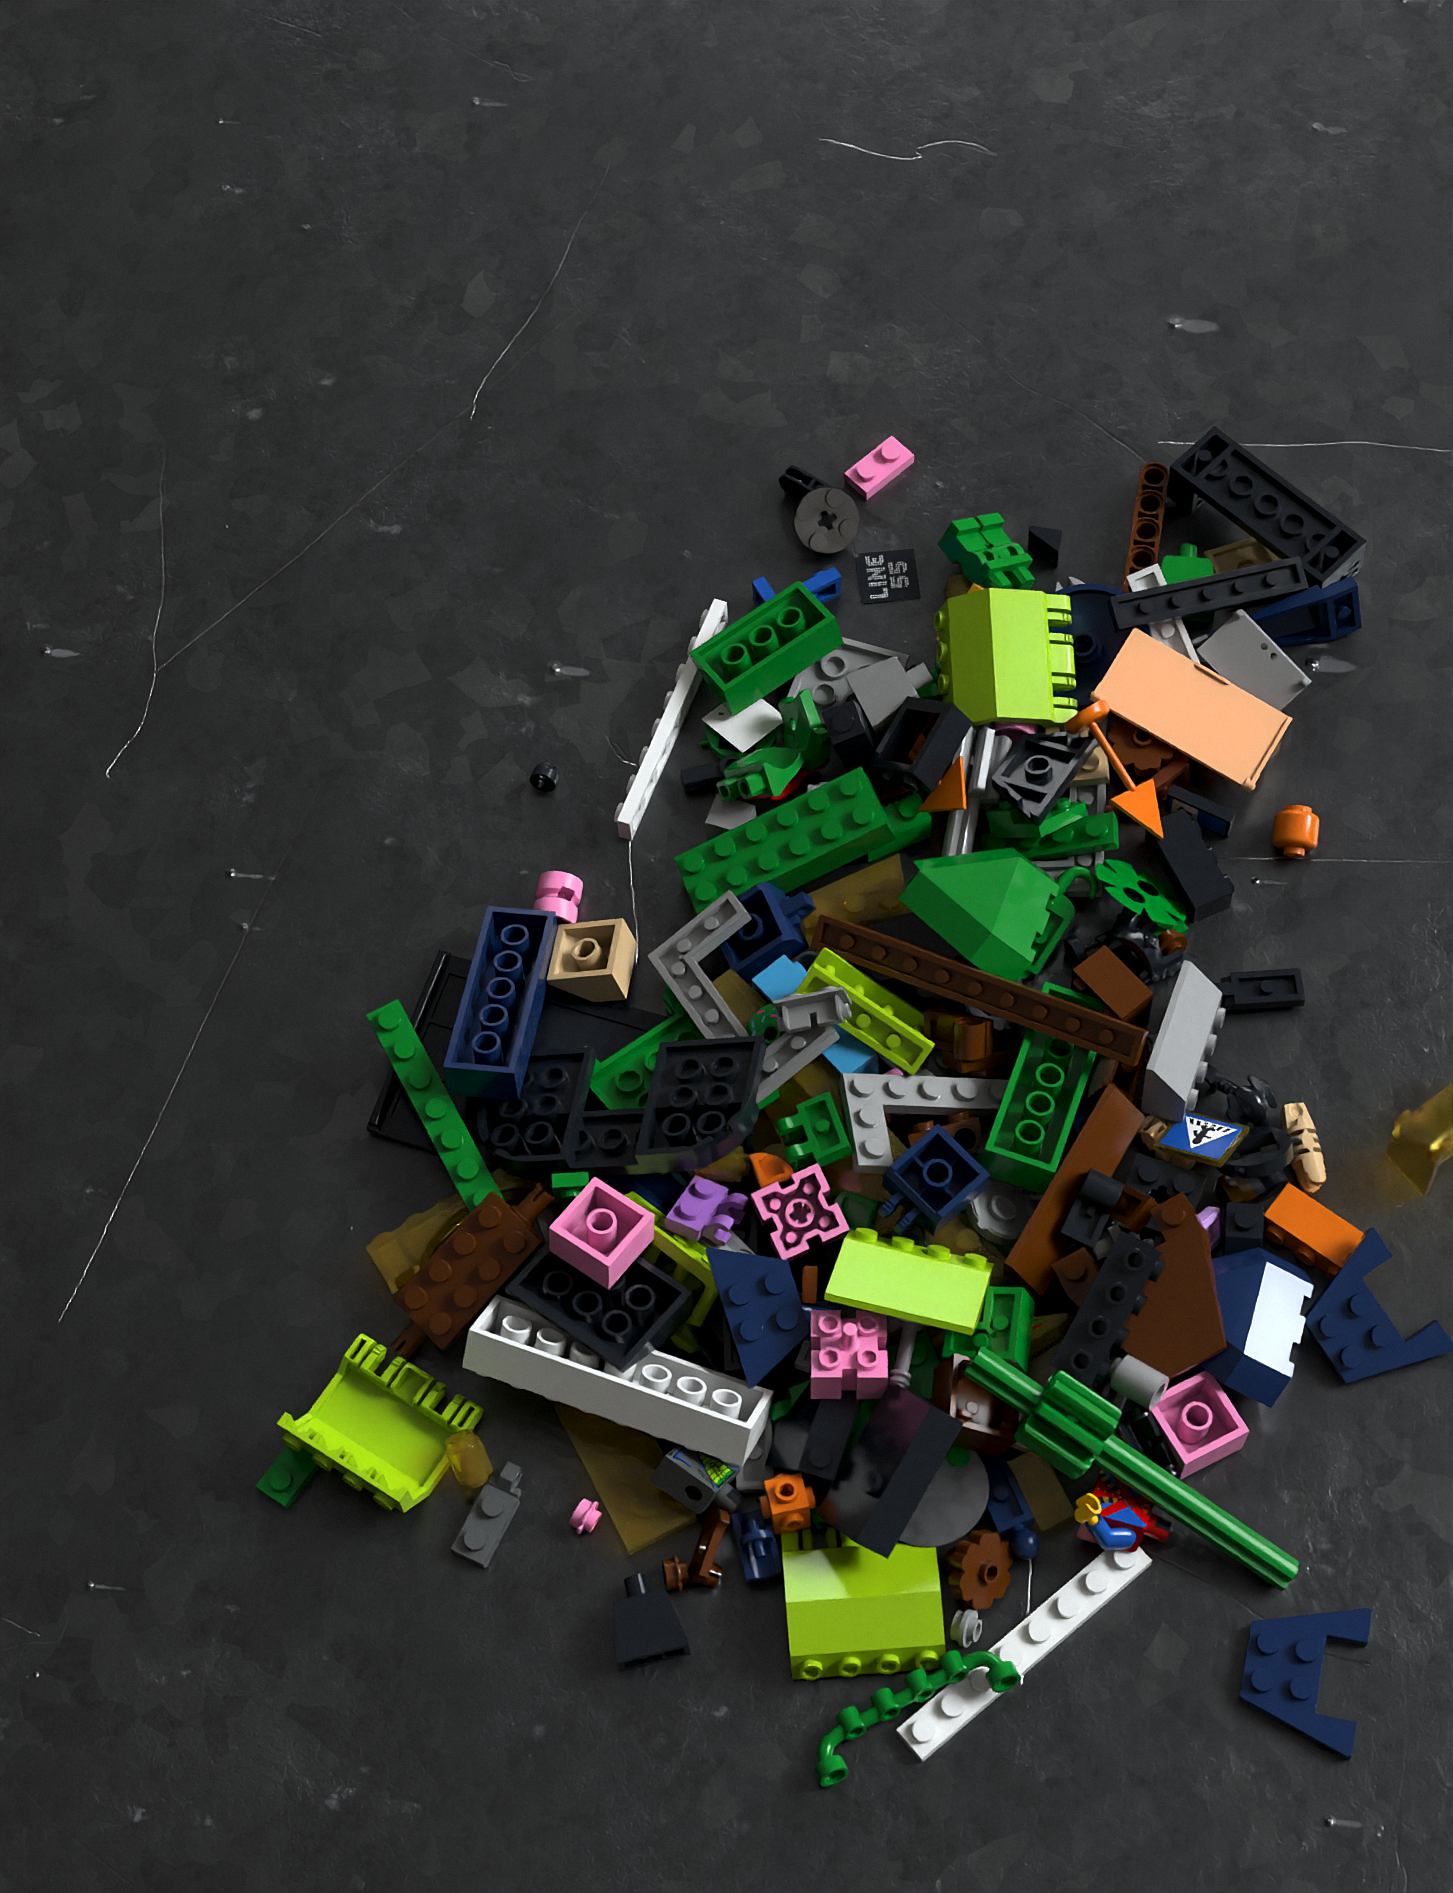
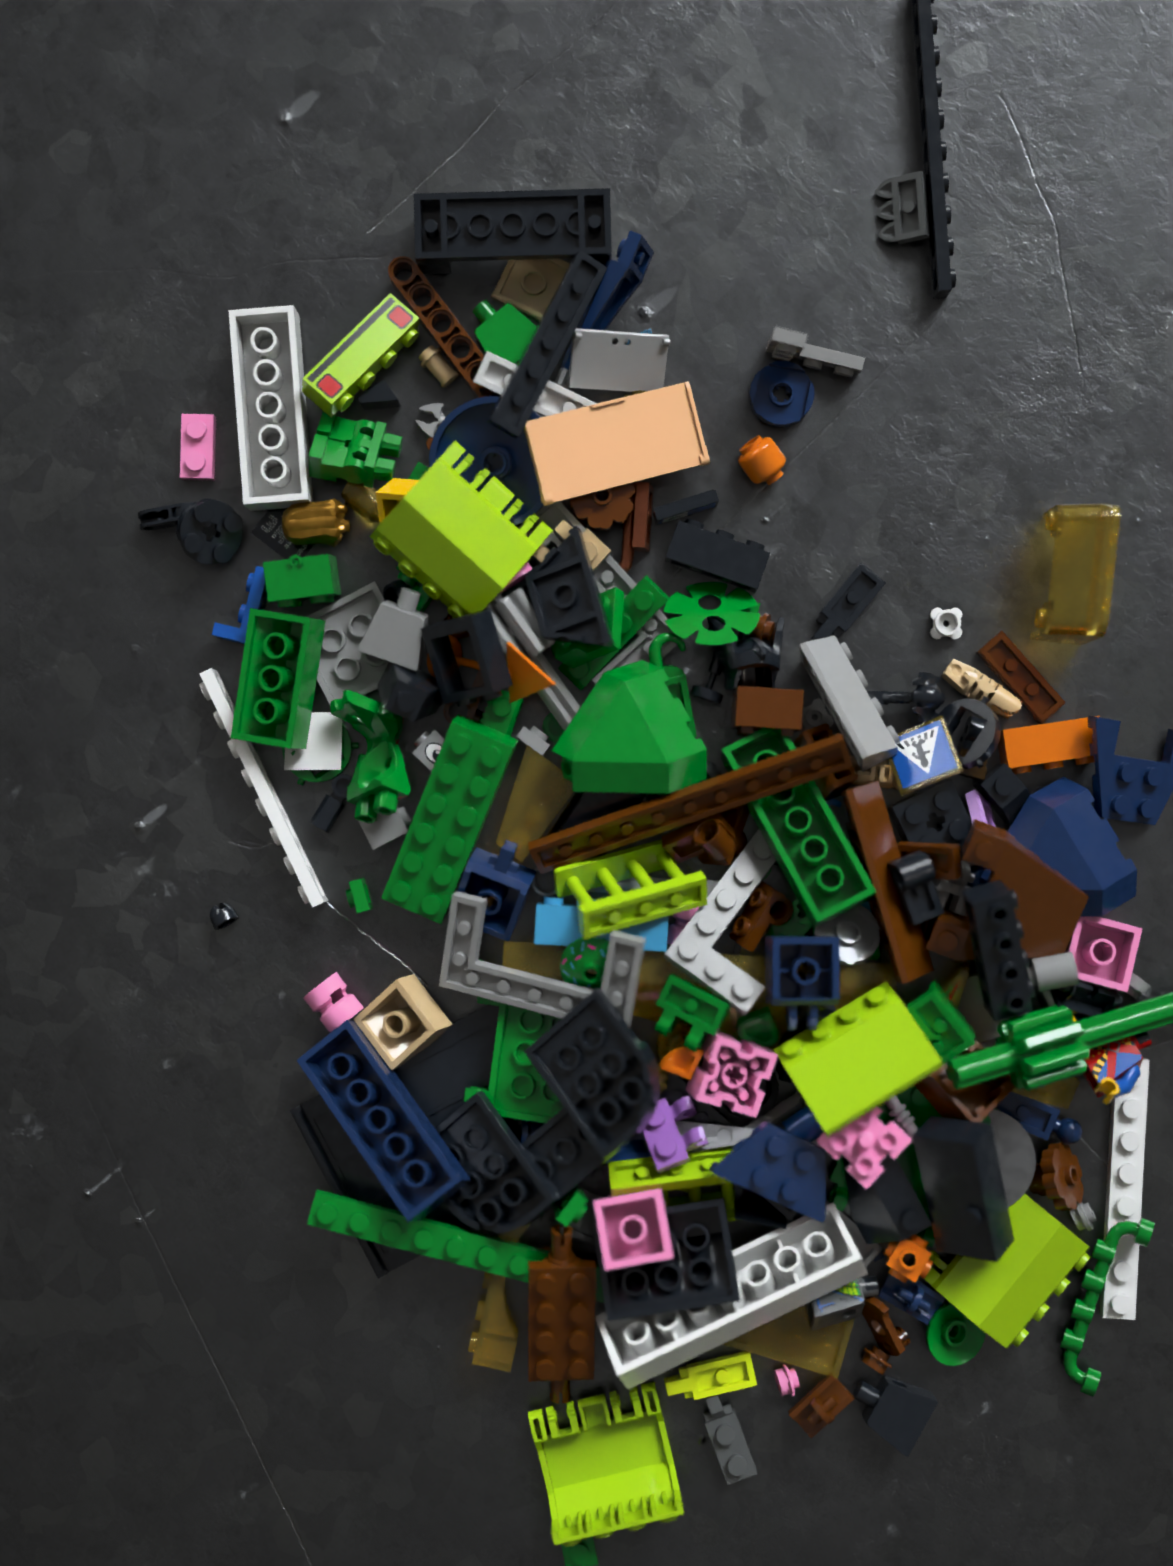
camera: 50 degrees left, 25 degrees up
(468, 1458) = (681, 1424): clear yellow brick -> none
(533, 1453) = (713, 1376): none -> neon yellow hinge
(592, 1555) = (821, 1405): none -> reddish brown hips
(659, 851) = (359, 896): none -> green plate
(738, 1615) = (959, 1344): none -> green dish
(810, 1284) = (779, 1105): orange tile -> none
(828, 1004) = (621, 930): light grey hinge -> none
(859, 604) = (302, 579): none -> green brick
(907, 857) = (535, 739): none -> light grey plate
(909, 580) = (315, 522): none -> pearl gold piece
(959, 480) = (270, 407): none -> white brick
(1062, 501) = (361, 355): none -> lime brick
(1114, 555) = (438, 365): none -> tan pin
(1140, 800) = (651, 549): orange piece -> none
(1201, 1485) = (1137, 987): none -> light grey plate
(1327, 1067) = (952, 616): none -> white plate
(1347, 1170) = (1020, 677): none -> reddish brown tile
(1360, 820) = (797, 385): none -> dark blue plate
(1397, 770) = (791, 344): none -> light grey plate

